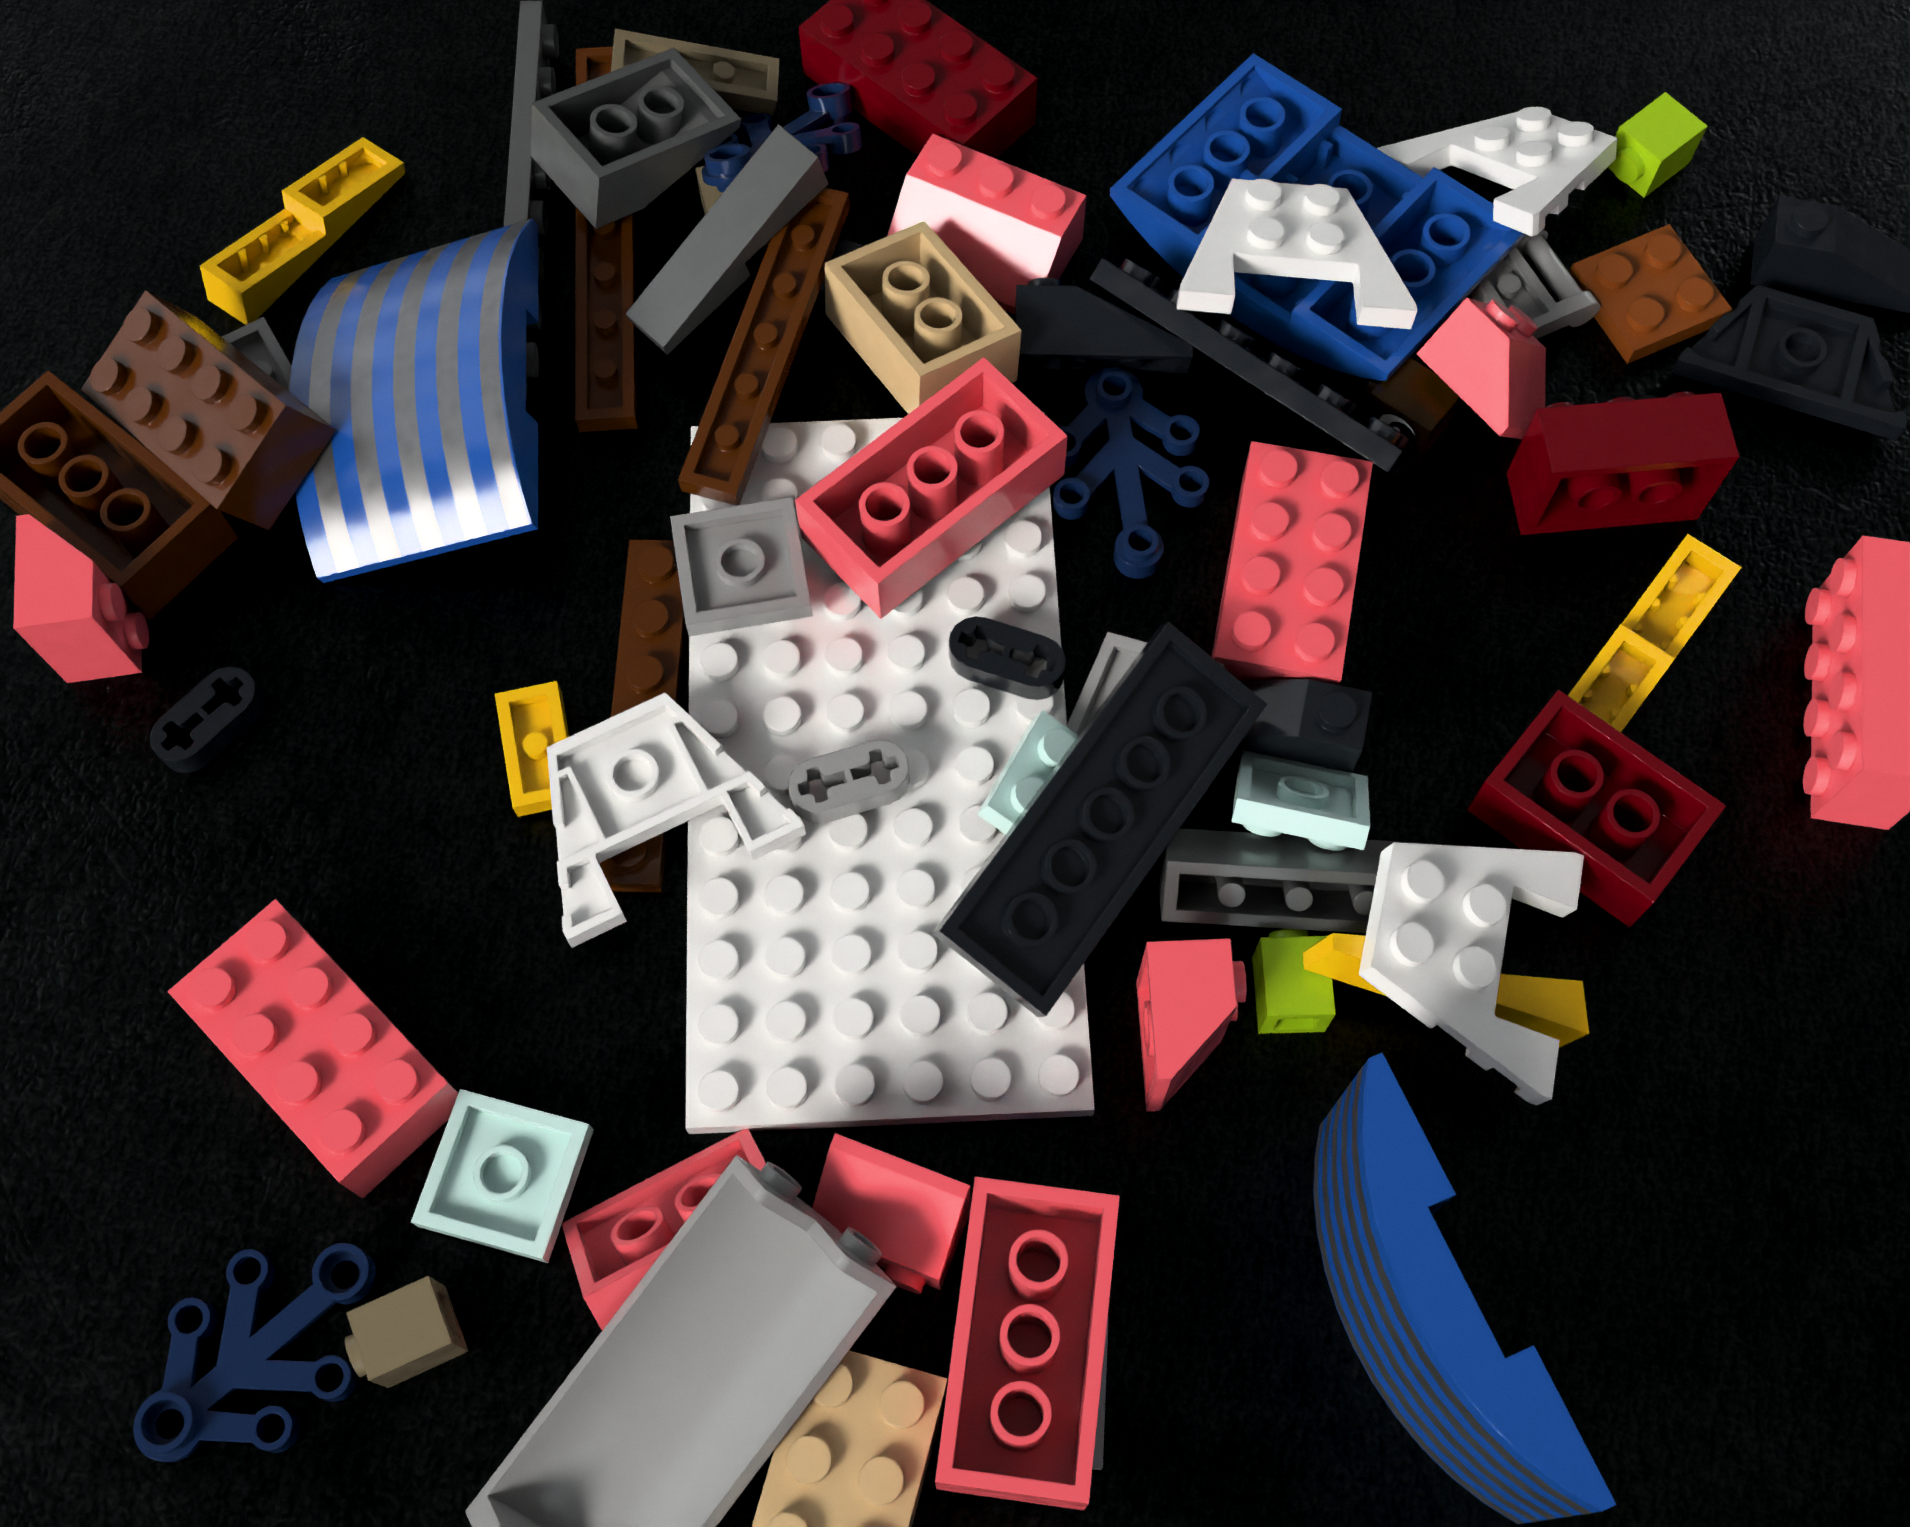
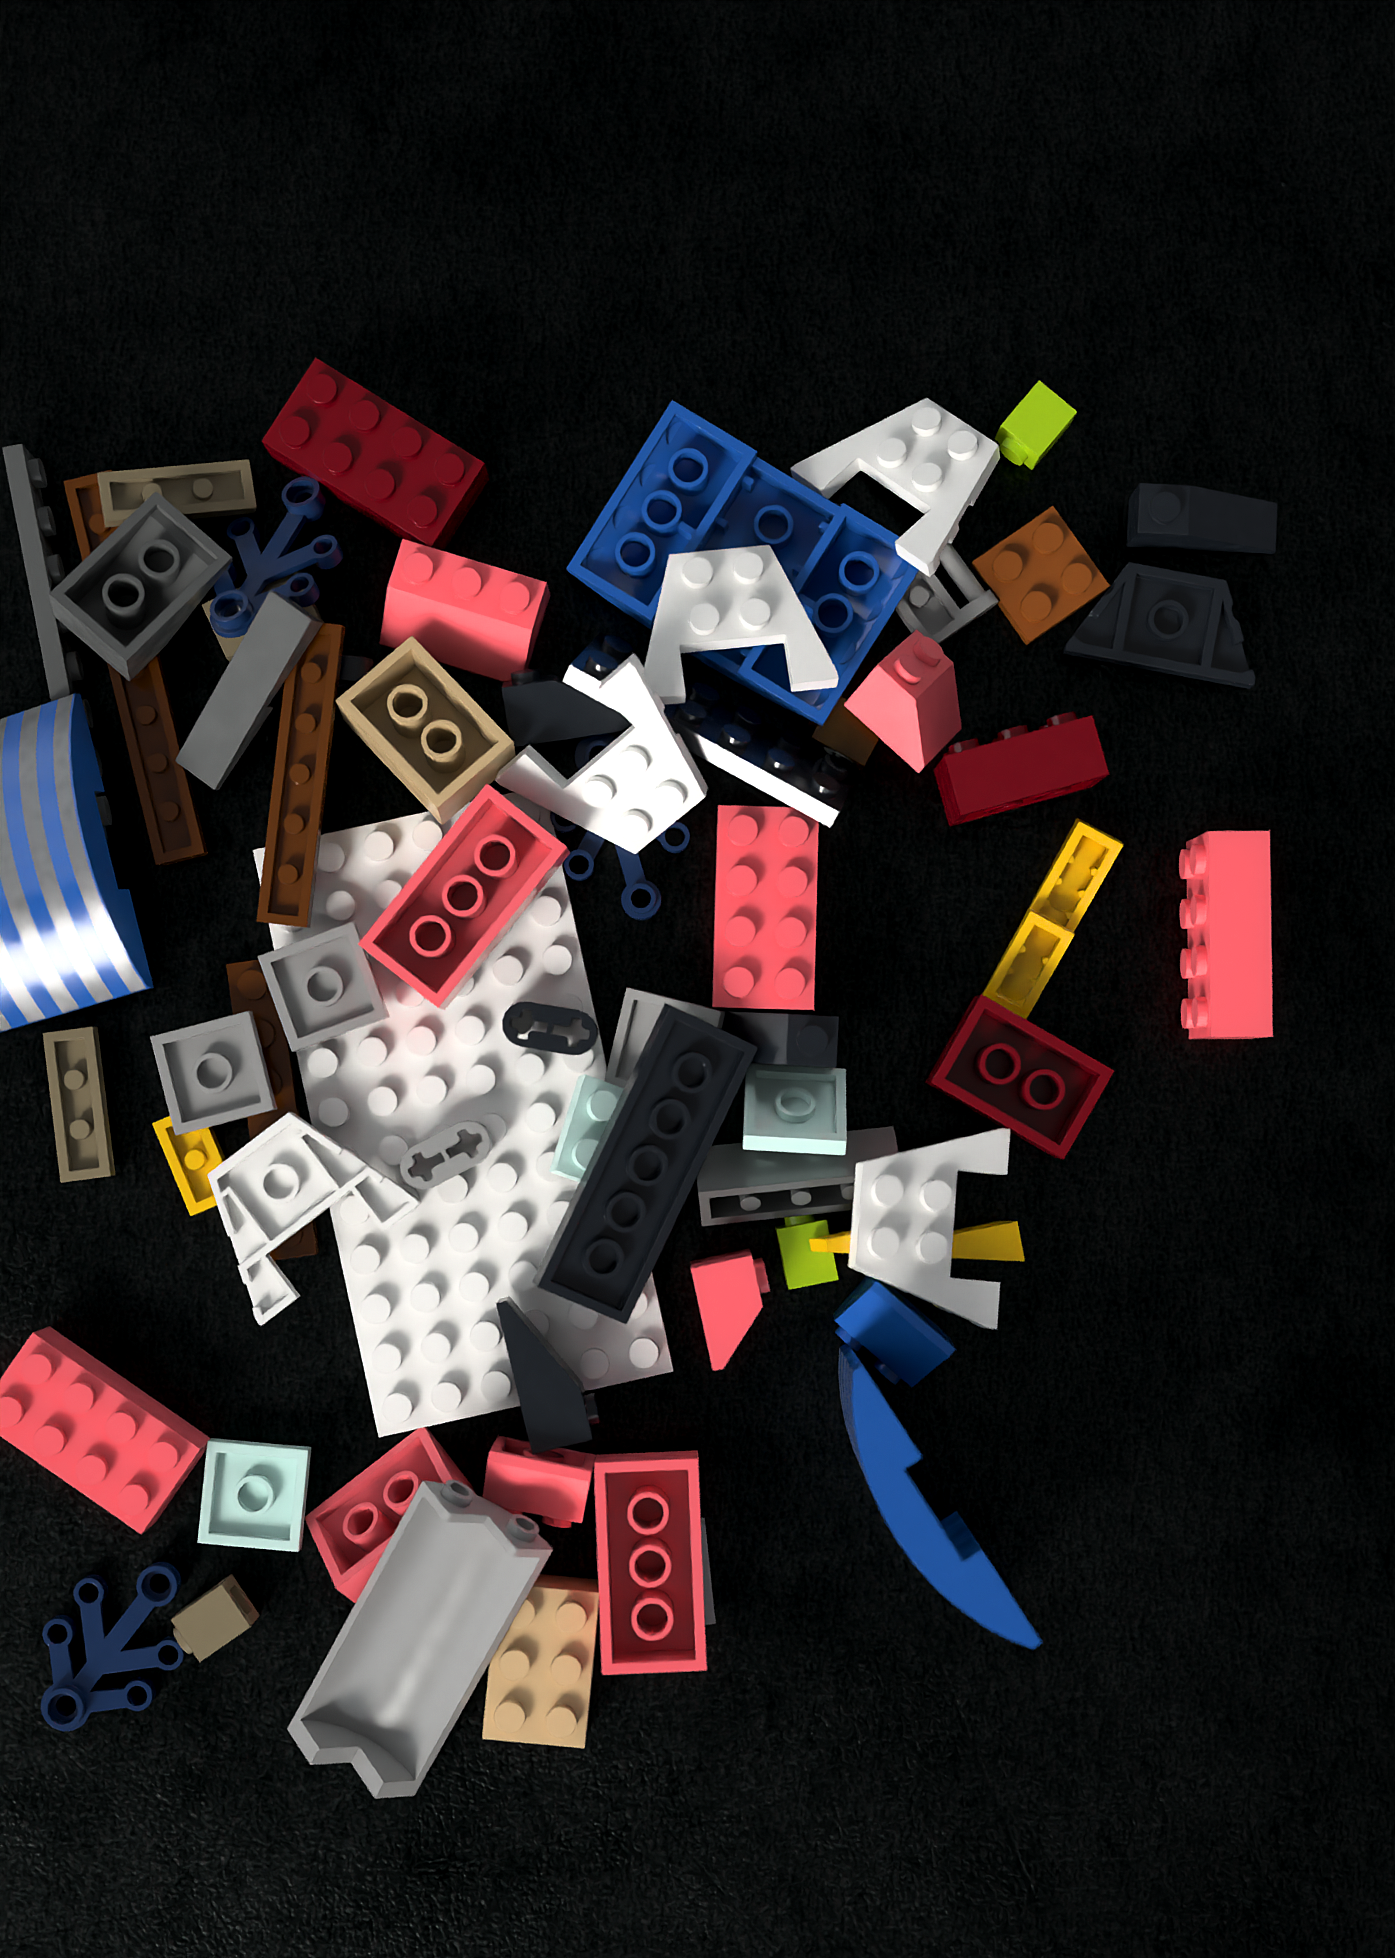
camera: 15 degrees left, 20 degrees up
(412, 665) = (79, 1104): none -> dark tan plate
(584, 640) = (213, 1073): none -> light grey plate
(926, 1085) = (548, 1390): none -> black slope
(1157, 396) = (632, 784): none -> white wing
(1434, 1084) = (893, 1331): none -> blue slope

